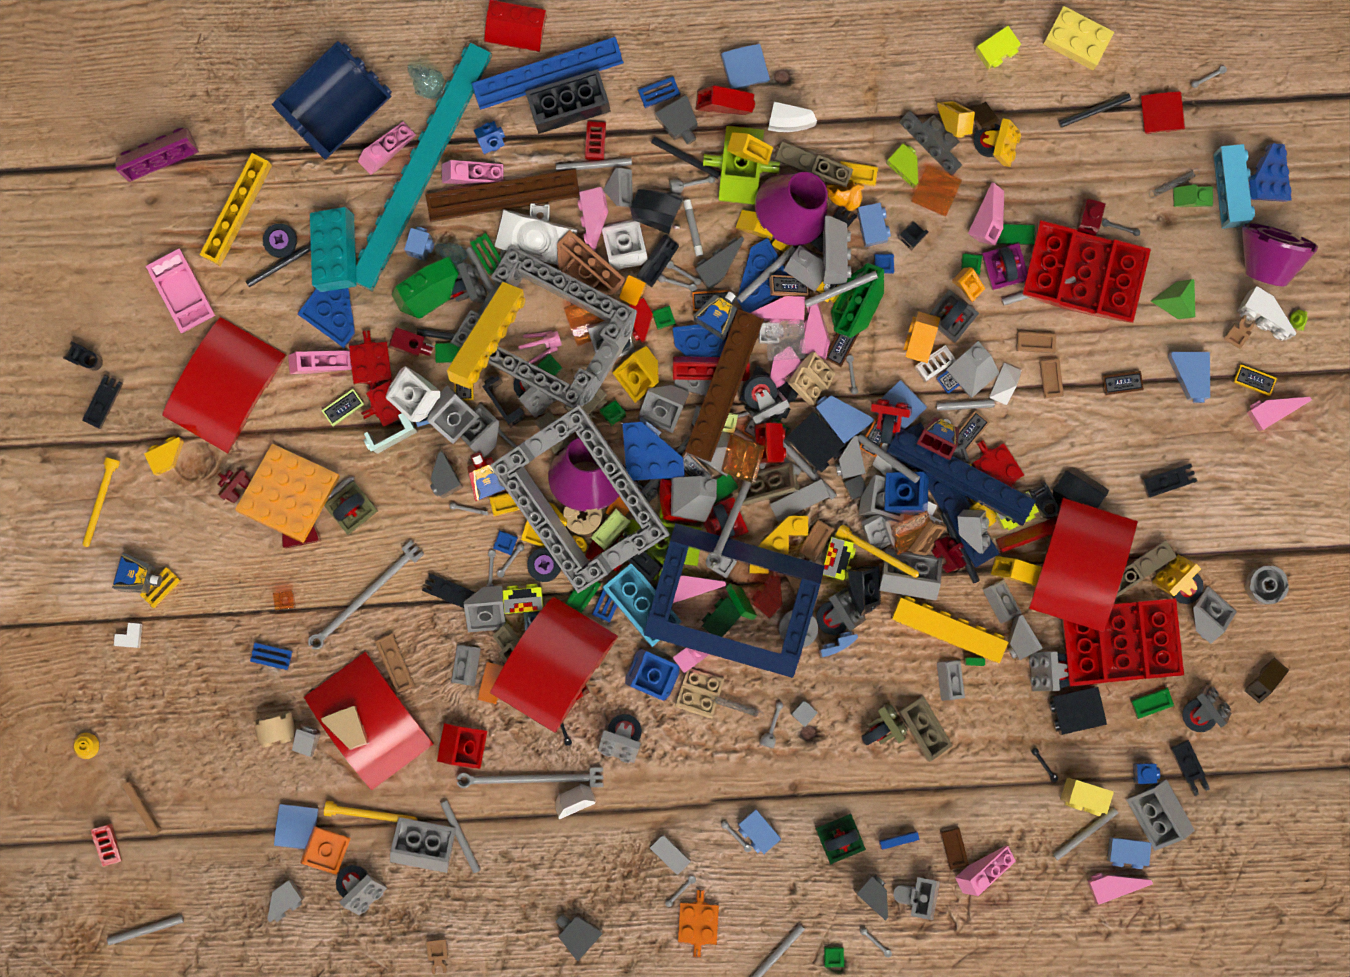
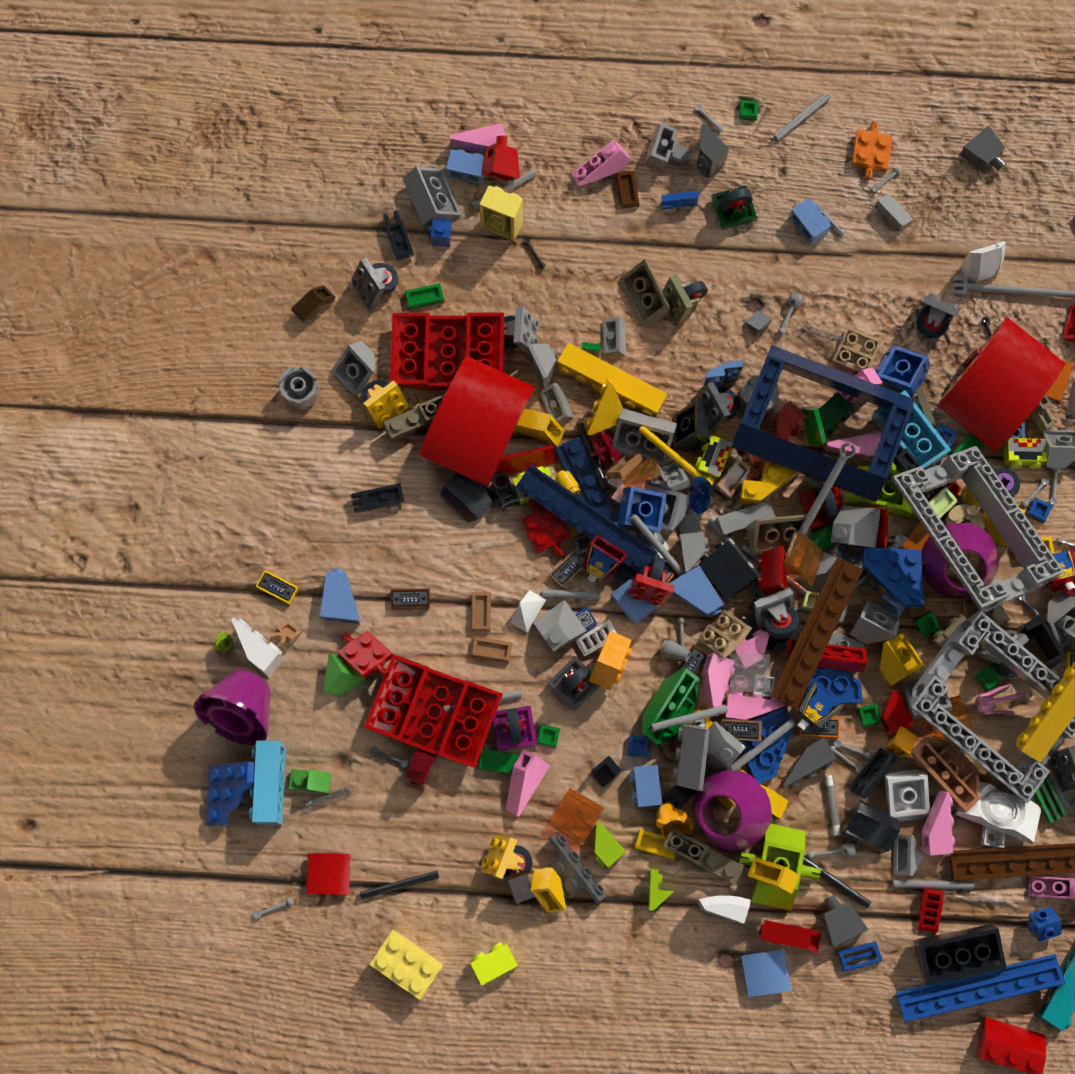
camera: 175 degrees left, 10 degrees down
(624, 631) = (921, 401): none -> dark tan plate
(849, 517) = (700, 491): none -> clear blue plate
(854, 125) = (656, 896): none -> lime slope
(858, 357) = (674, 651): none -> light grey cone
(953, 594) = (605, 410): none -> yellow slope
(969, 283) = (555, 713): light orange slope -> none
(973, 529) = (579, 467): light grey slope -> none
(1077, 710) = (497, 293): black brick -> none
(1094, 859) = (501, 161): none -> red torso
(1159, 320) = (365, 654): none -> red plate
(1271, 411) = (265, 553): bright pink slope -> none

